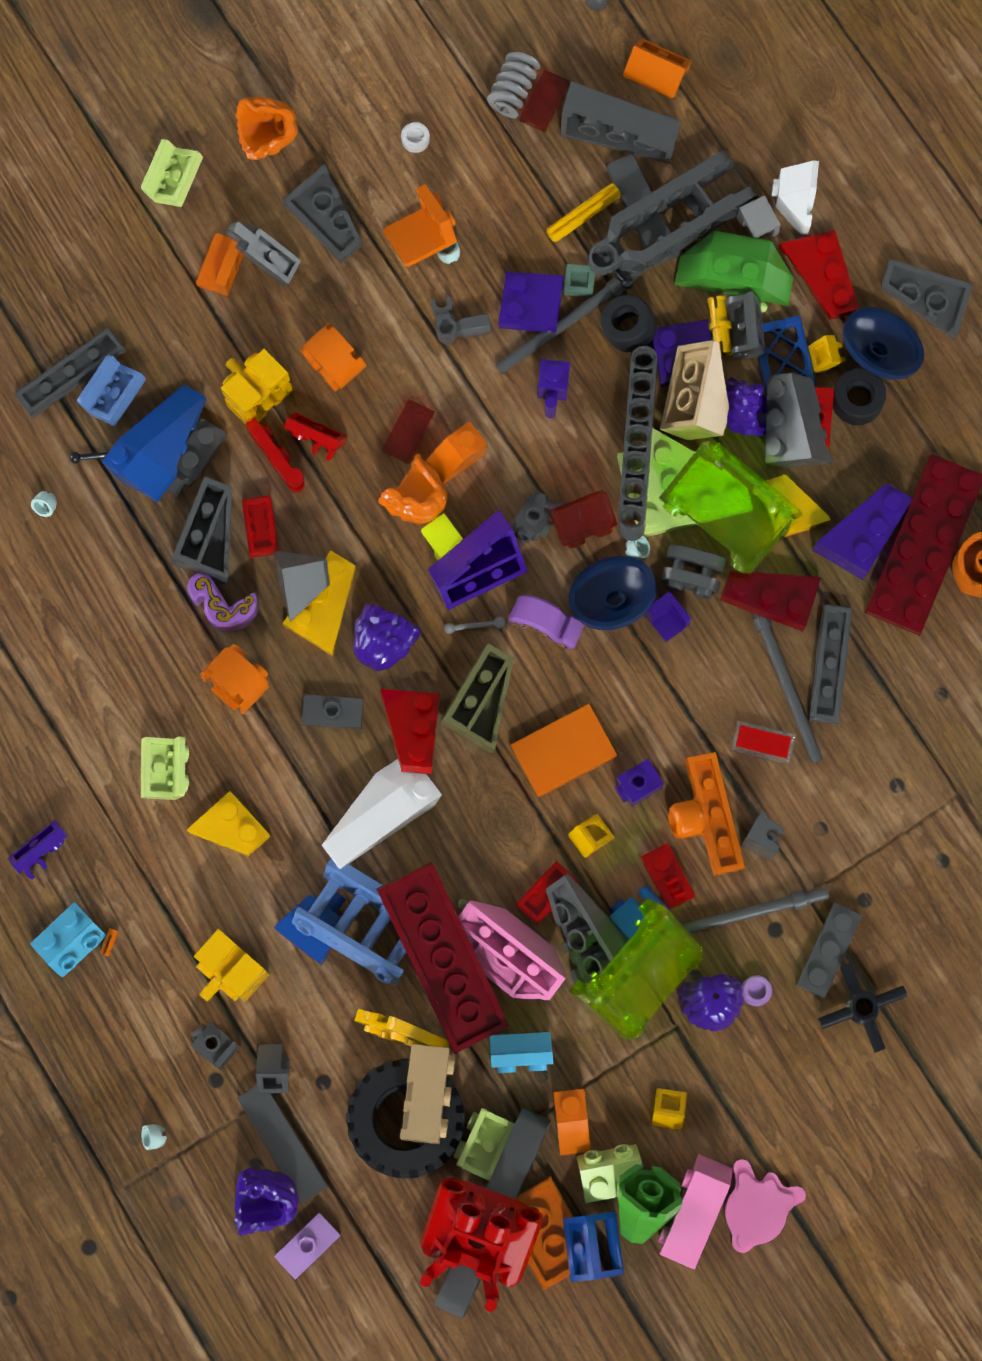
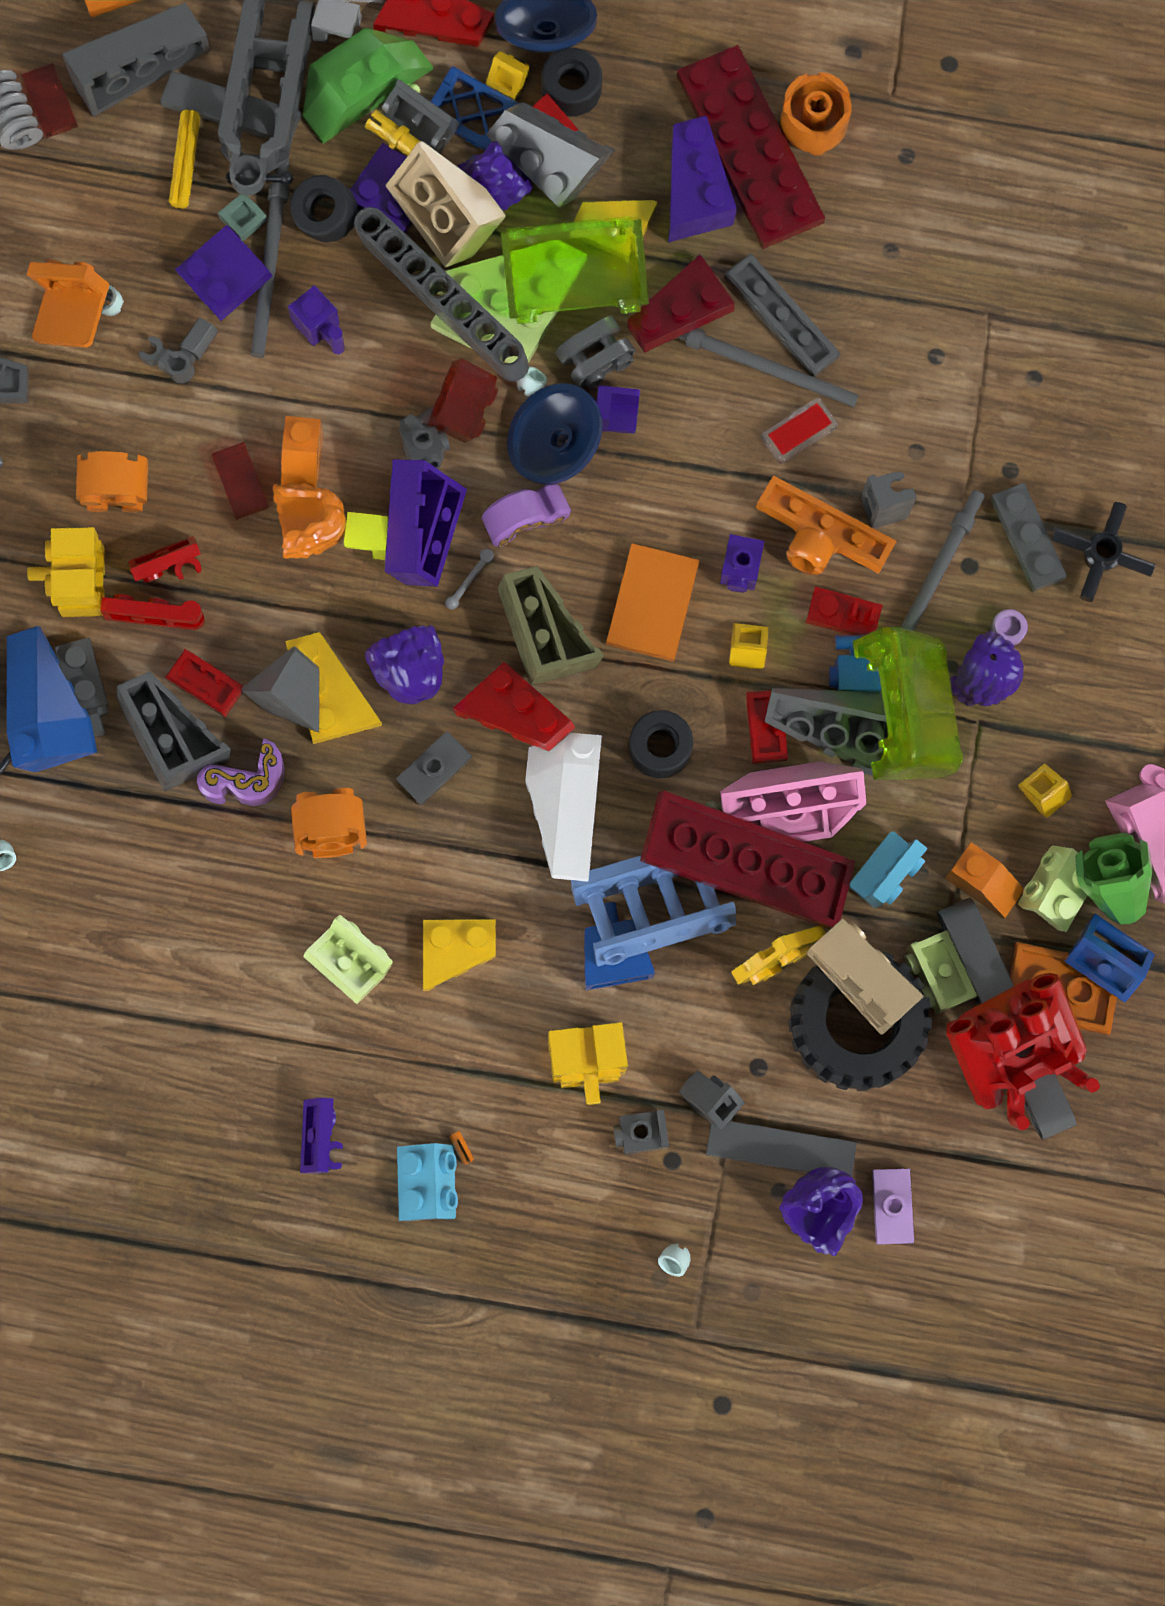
camera: 55 degrees left, 0 degrees up
(469, 818) = (655, 722): none -> black tyre

